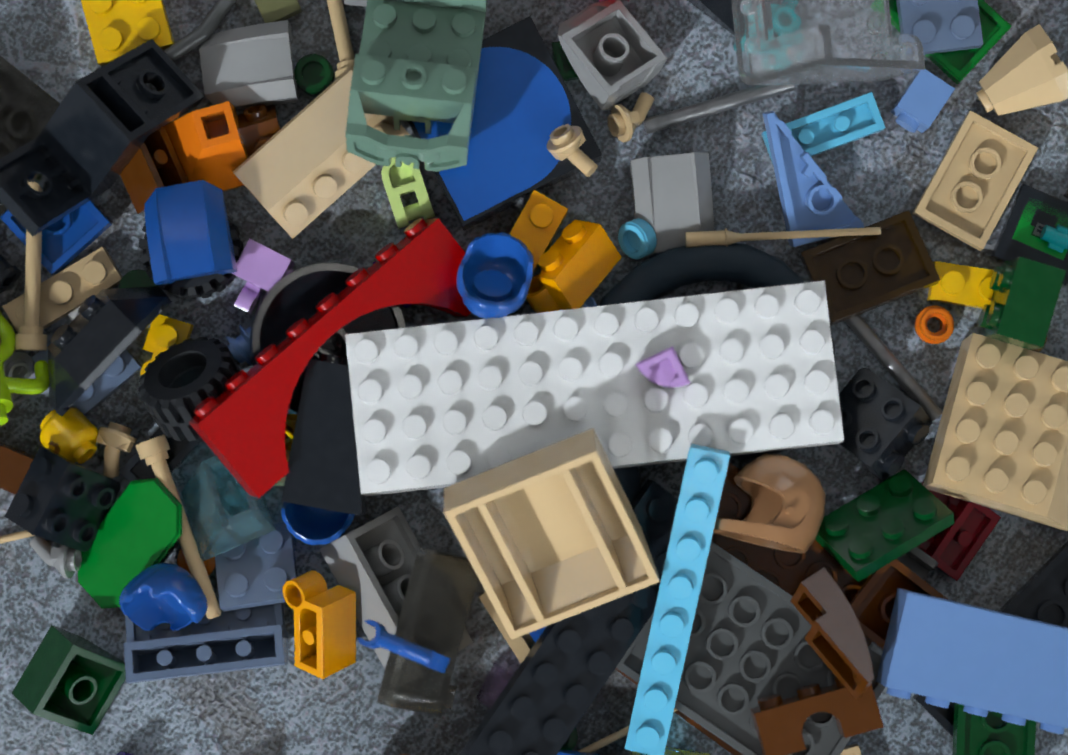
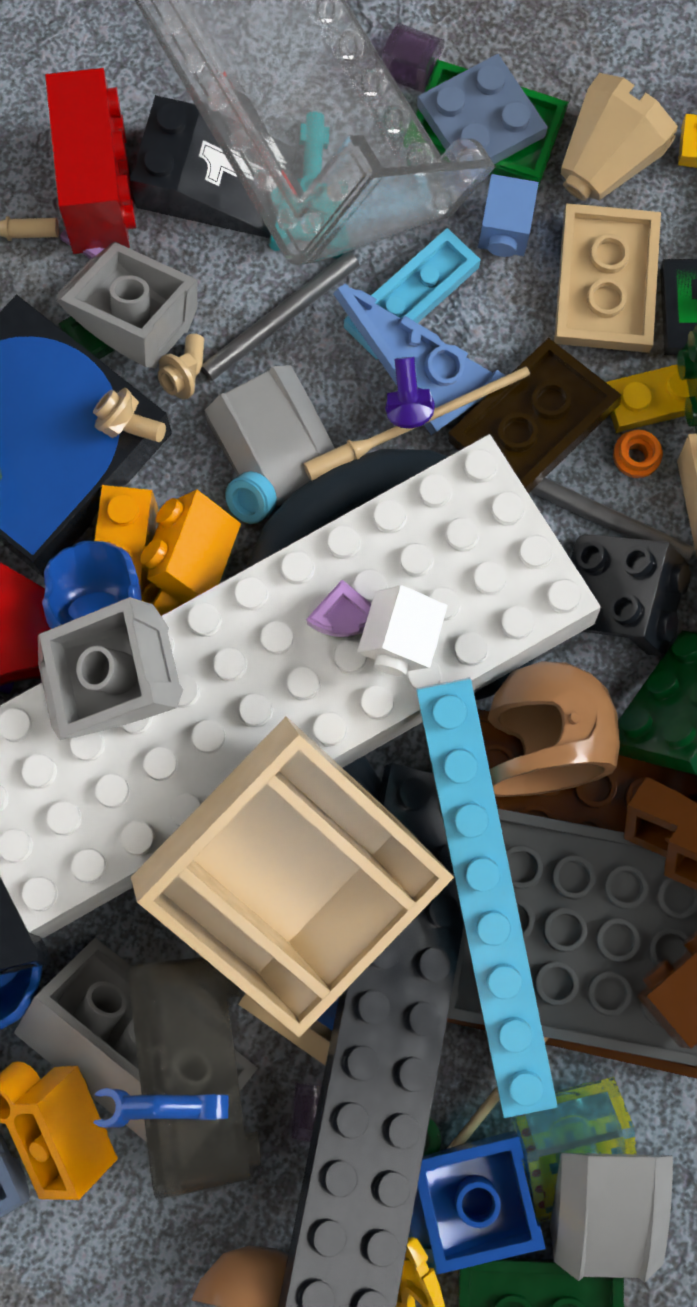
camera: 20 degrees left, 10 degrees down
(485, 341) = (108, 669): none -> light grey slope
(697, 403) = (401, 630): none -> white brick
(781, 222) = (409, 405): none -> dark purple plate

